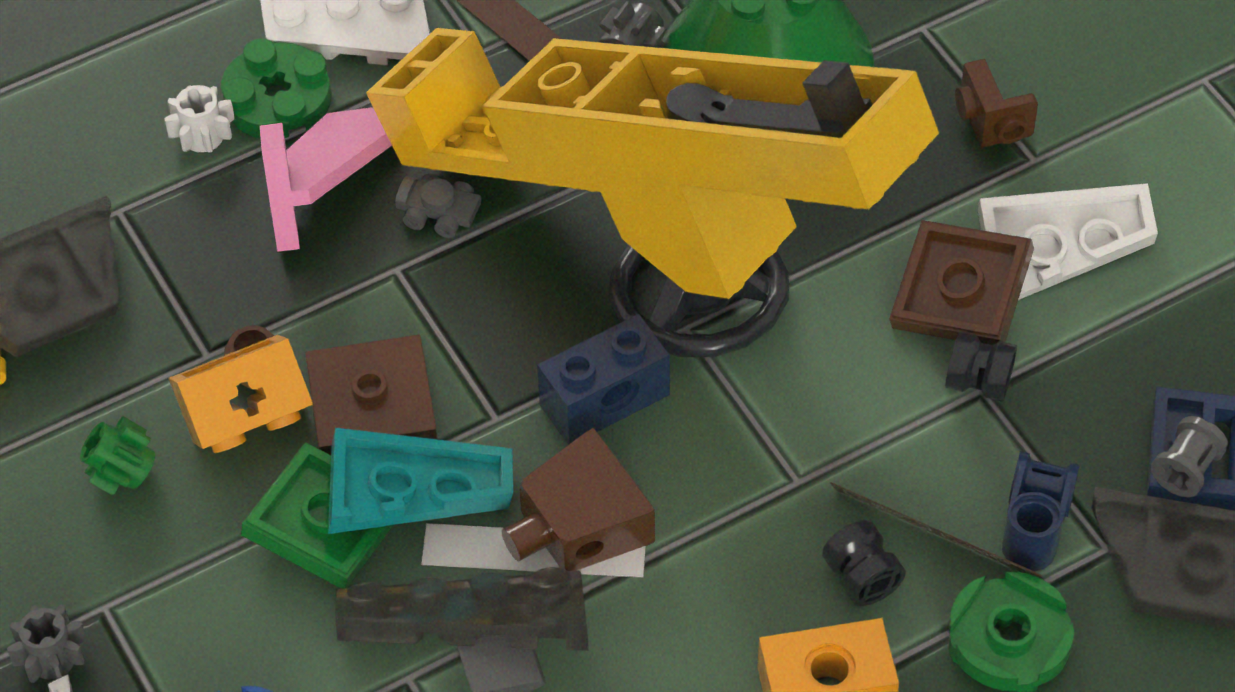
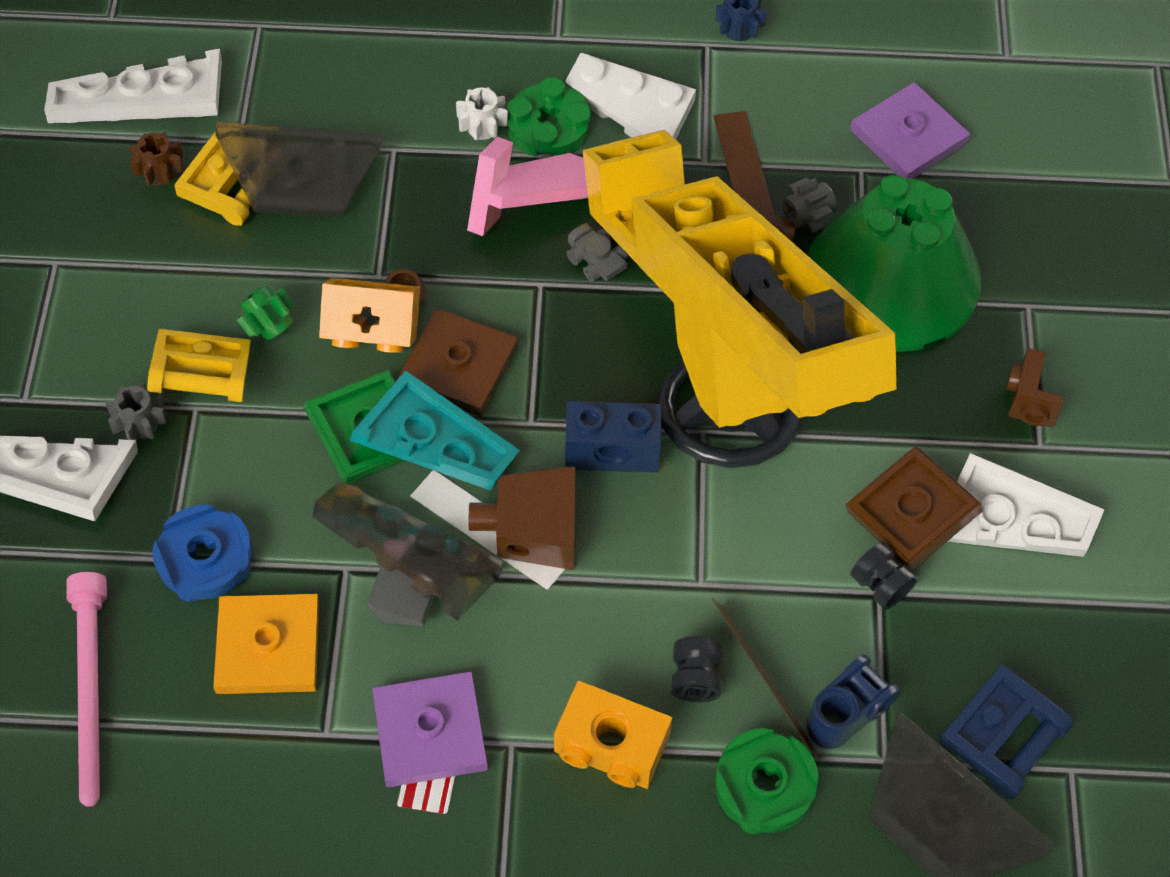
camera: 30 degrees right, 5 degrees up
(85, 550) = (184, 353): none -> yellow plate
(1189, 456) = (981, 731): dark grey bush -> none

